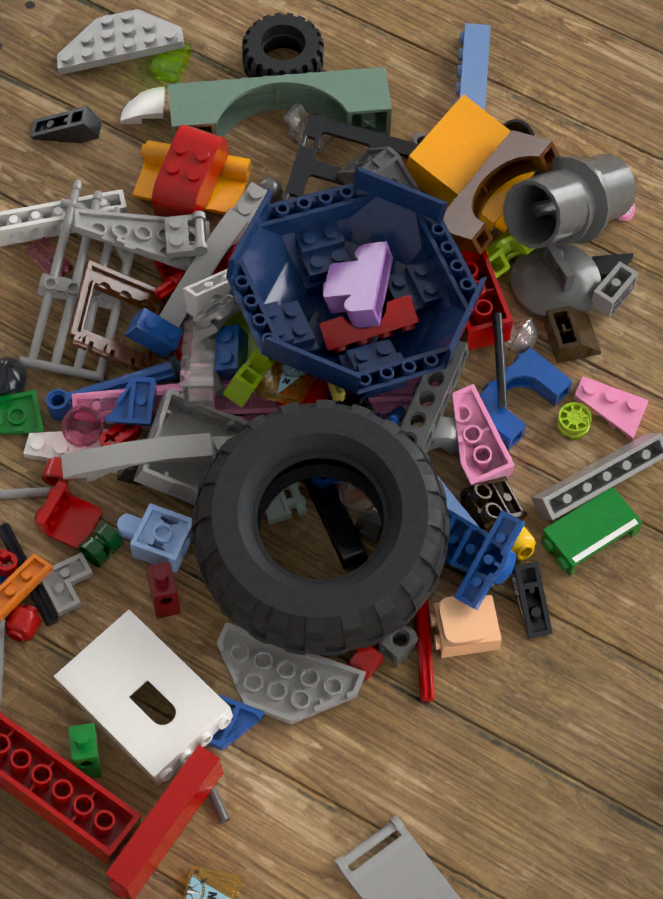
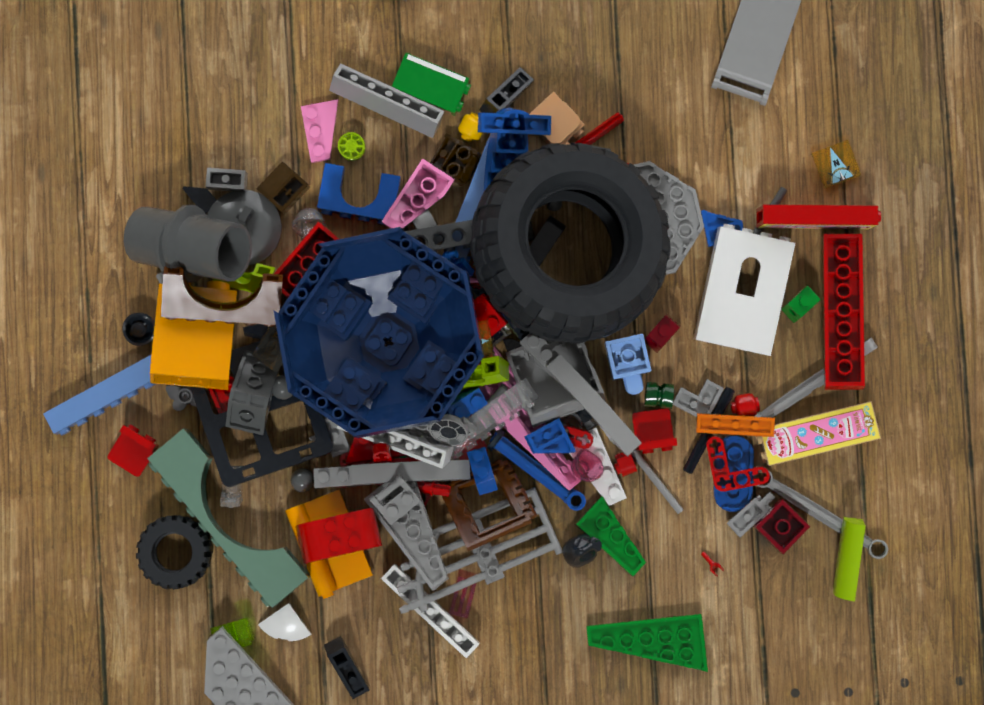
camera: 120 degrees left, 25 degrees up
(340, 332) = (406, 331): red arch -> none
(360, 285) = (366, 339): brick -> none
(407, 79) = (132, 450): none -> red bracket
(500, 360) = (351, 214): black bar -> none

